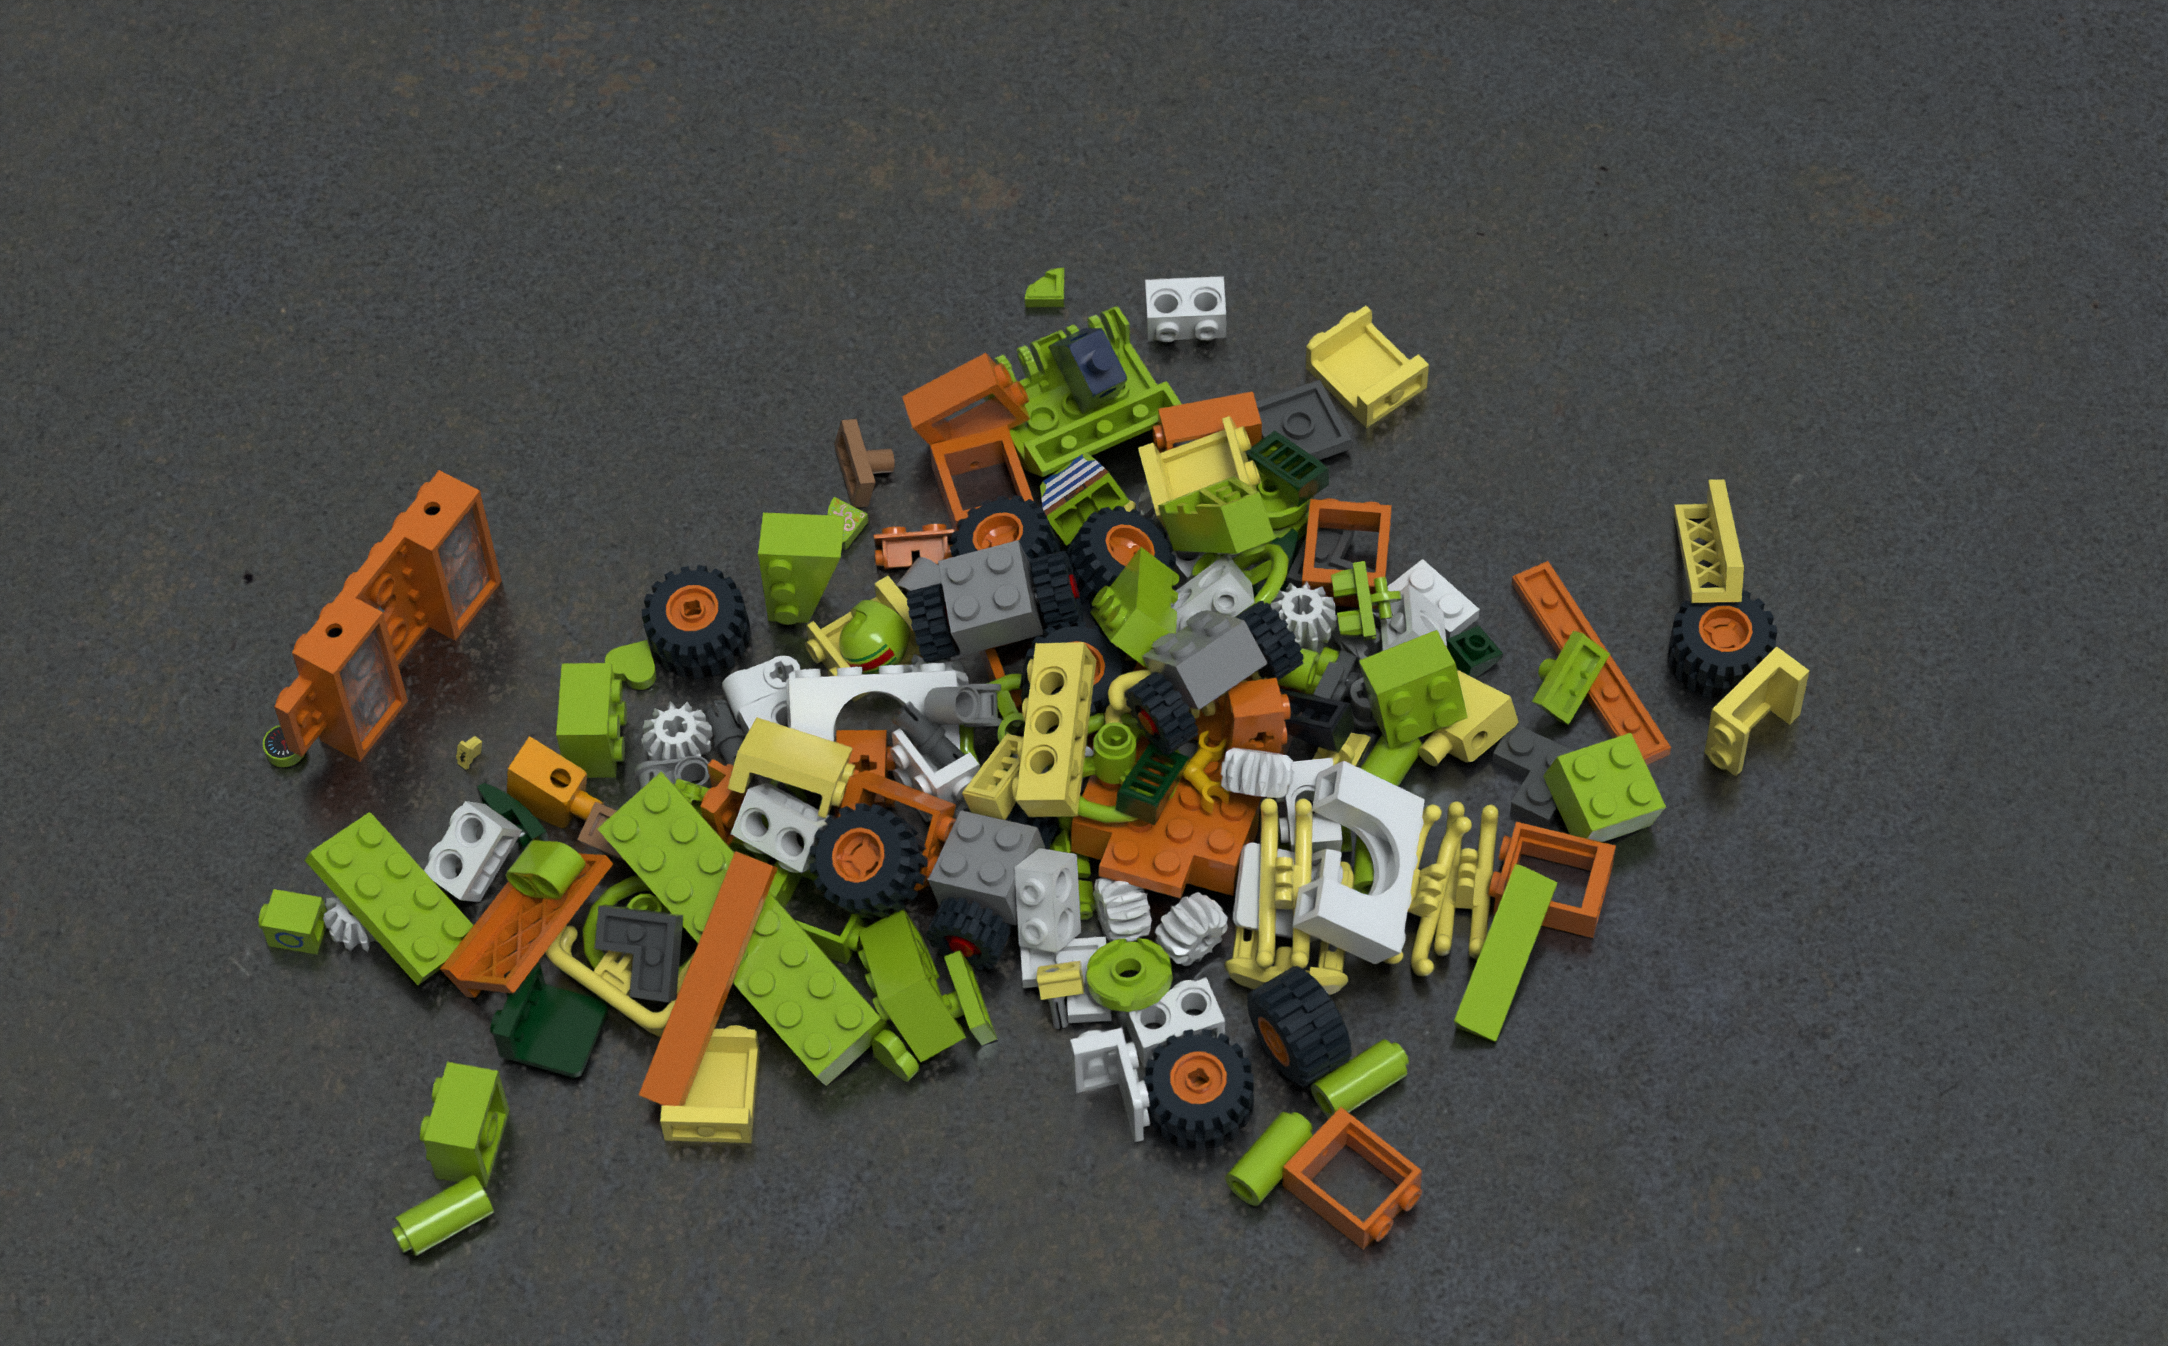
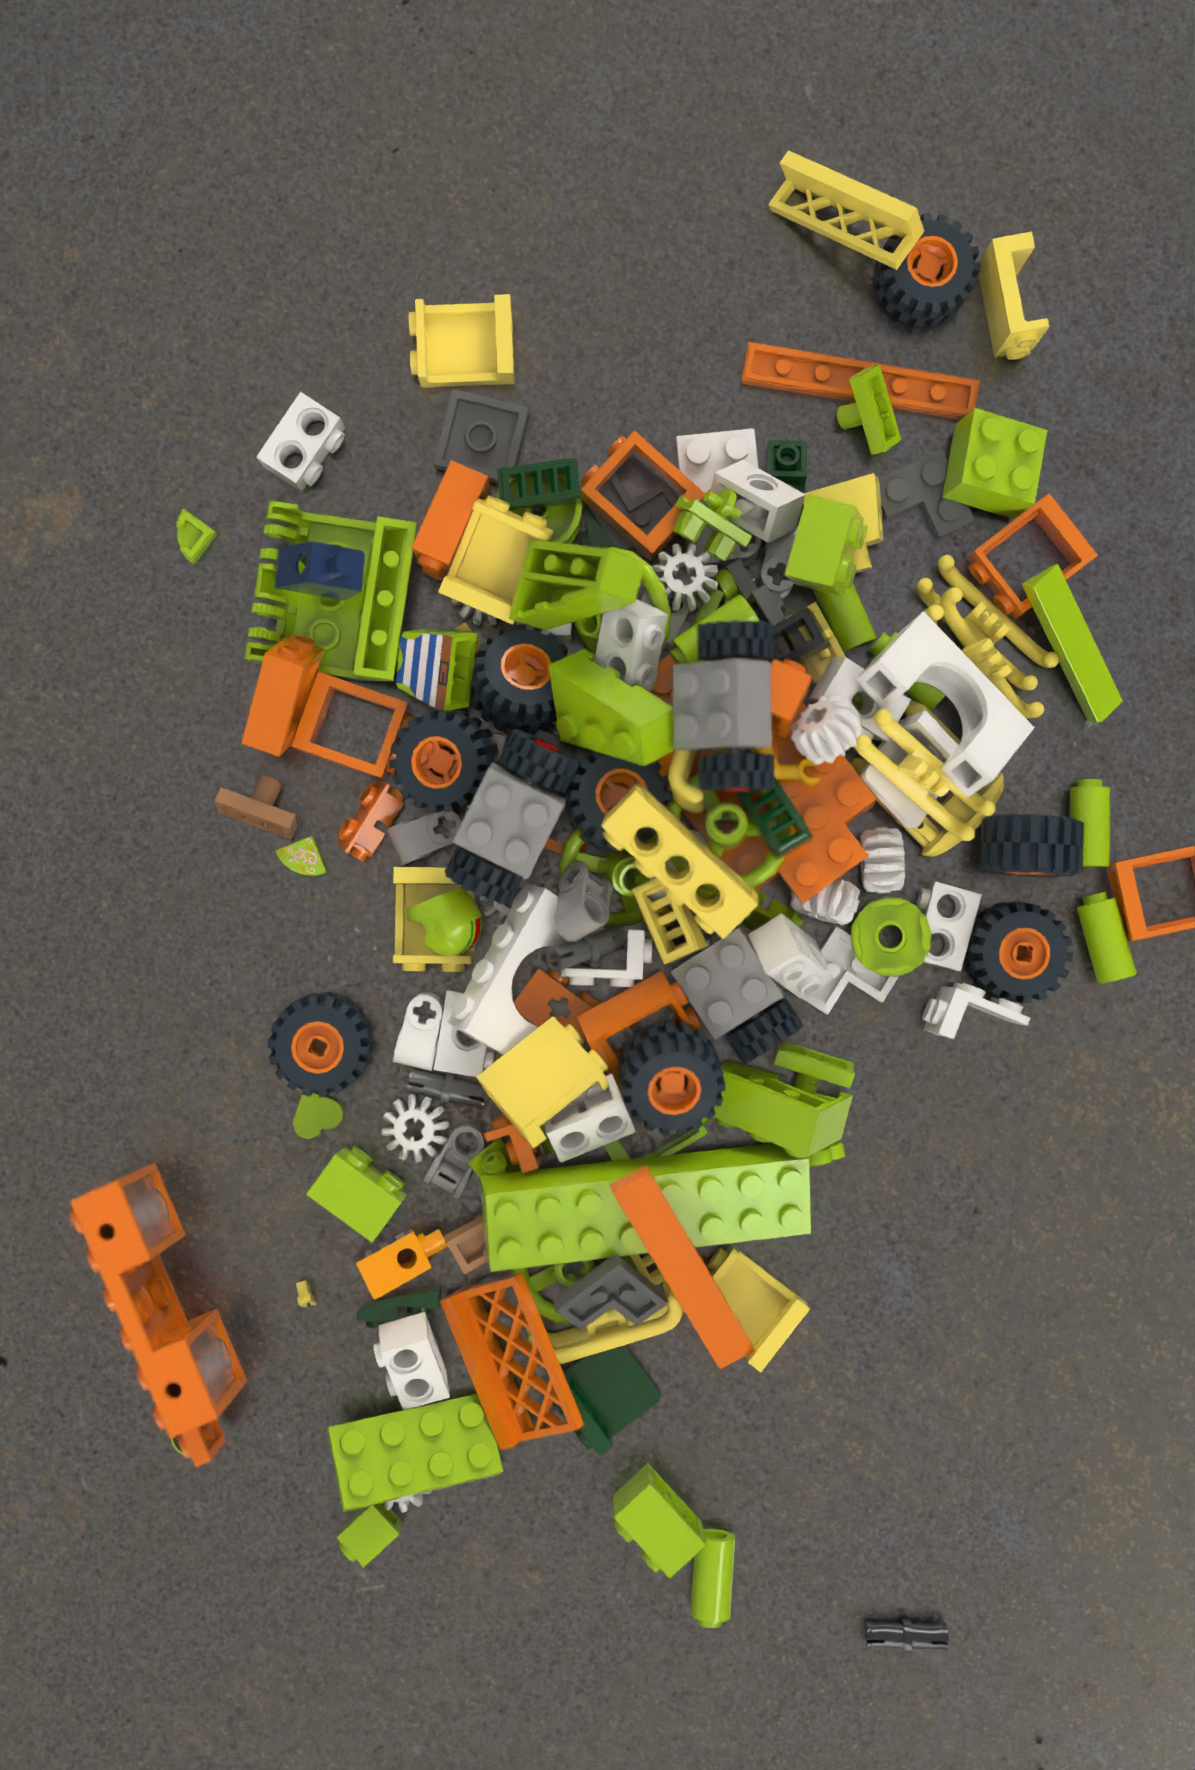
camera: 60 degrees left, 30 degrees up
(545, 869) = (487, 1327): lime beam -> none
(797, 562) = (344, 936): lime wedge -> none
(1057, 982) = (858, 991): light yellow piece -> none

